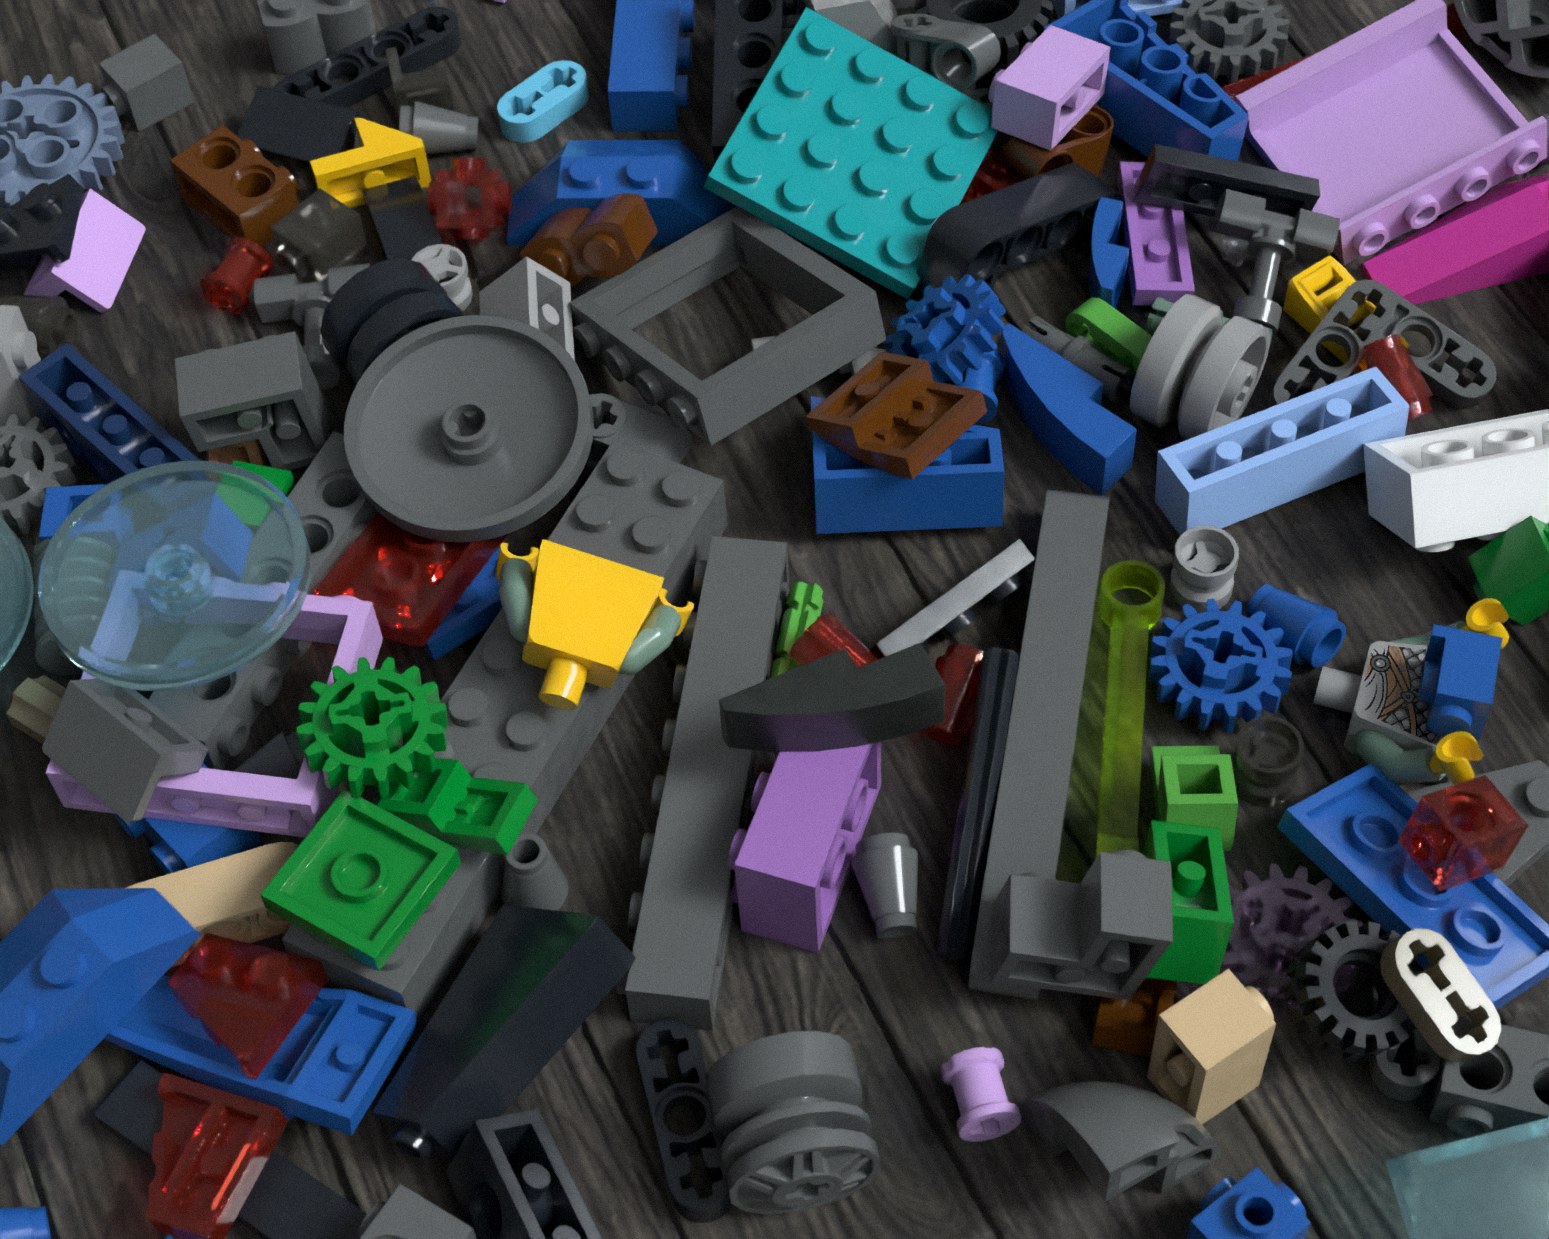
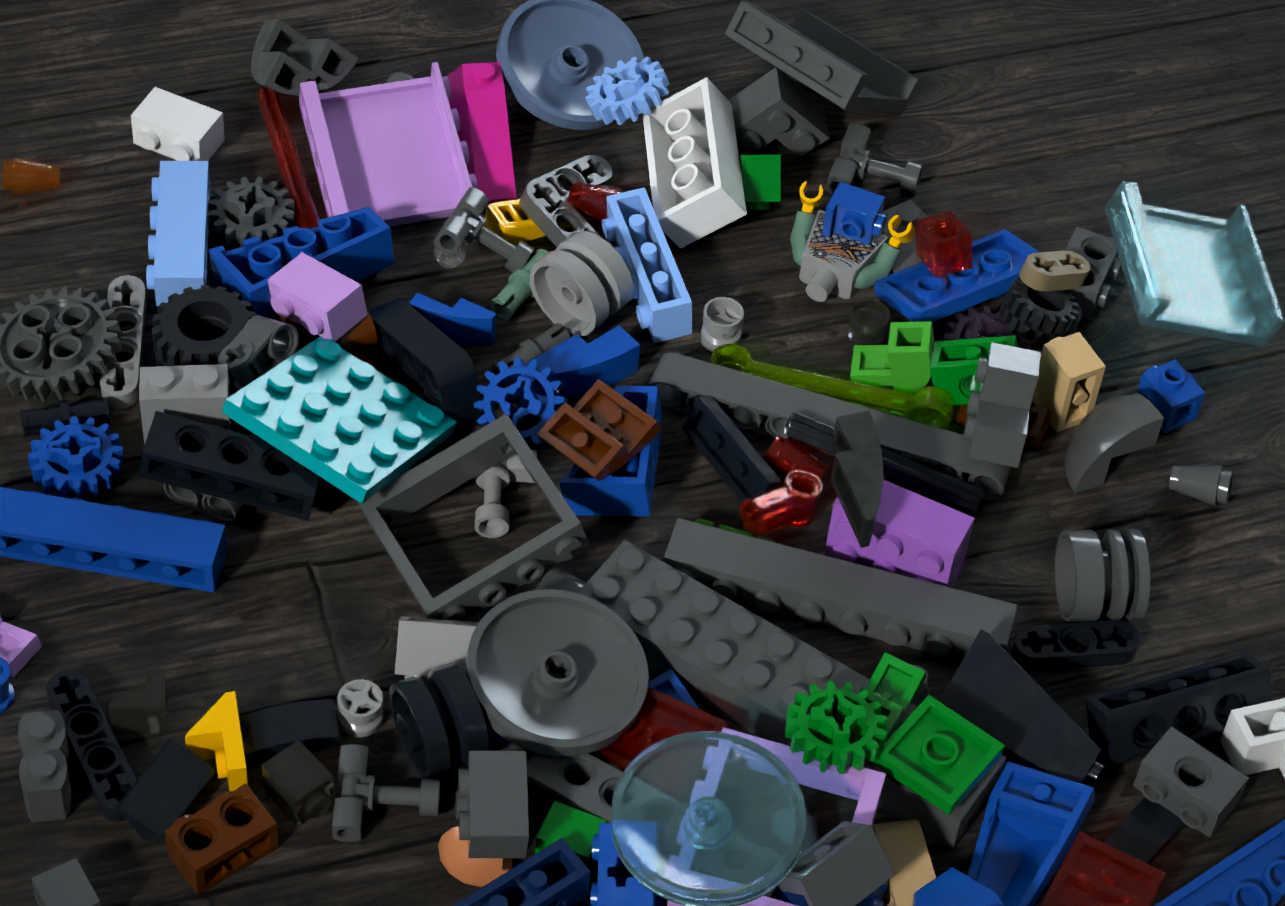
camera: 90 degrees left, 5 degrees down
(235, 276) = (317, 844): clear red bush -> none
(246, 995) = (996, 847): clear red wing -> none
(439, 128) = (191, 698): dark grey cone -> none
(448, 200) = (292, 671): clear red brick -> none
(543, 101) = (182, 622): medium azure beam -> none
(584, 617) = (754, 613): yellow torso -> none
(593, 170) = (297, 591): blue wedge -> none
(594, 241) = (368, 597): reddish brown brick -> none
(980, 1094) = (1073, 499): lavender bush -> none
(1109, 330) = (527, 324): bright green beam -> none
(1156, 244) = (392, 283): medium lavender plate -> none
(1198, 181) = (415, 241): black plate -> none
(1220, 665) = (795, 333): blue gear -> none
(1307, 626) = (769, 293): blue cone -> none

